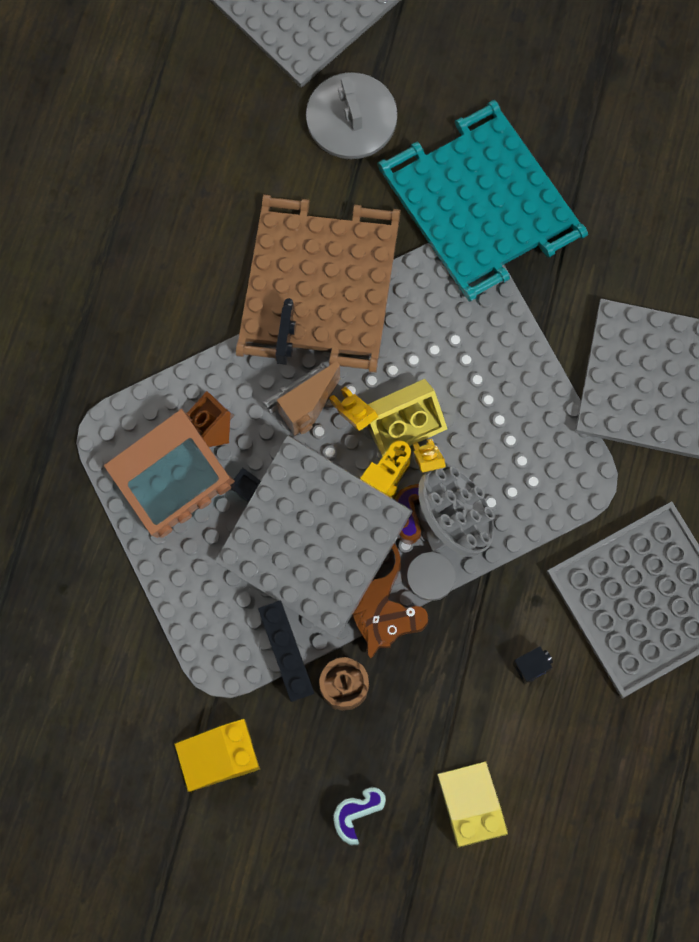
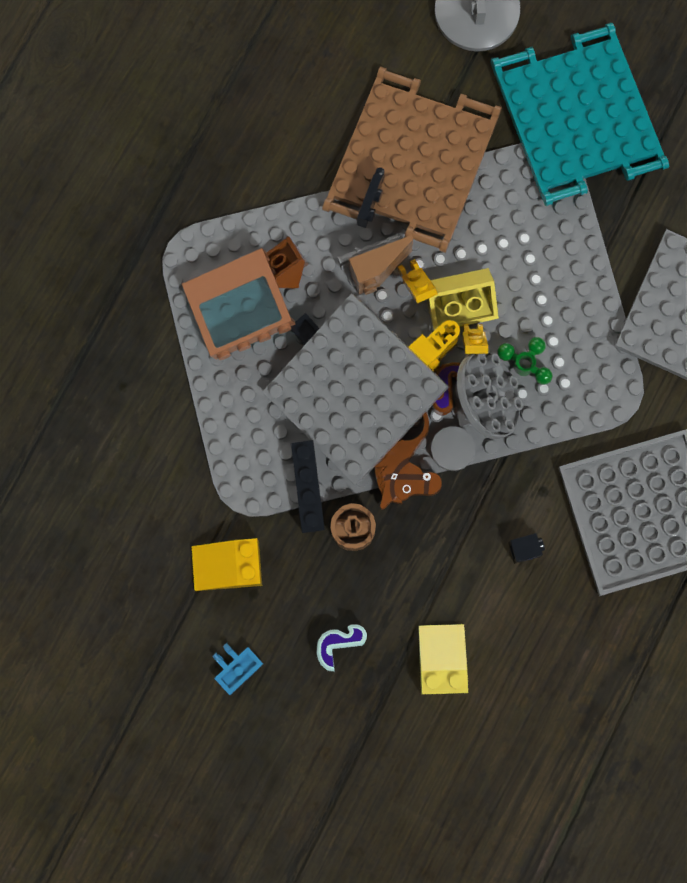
camera: 15 degrees right, 5 degrees up
(255, 866) = (238, 670): none -> dark azure hinge
(493, 449) = (536, 346): none -> green piece

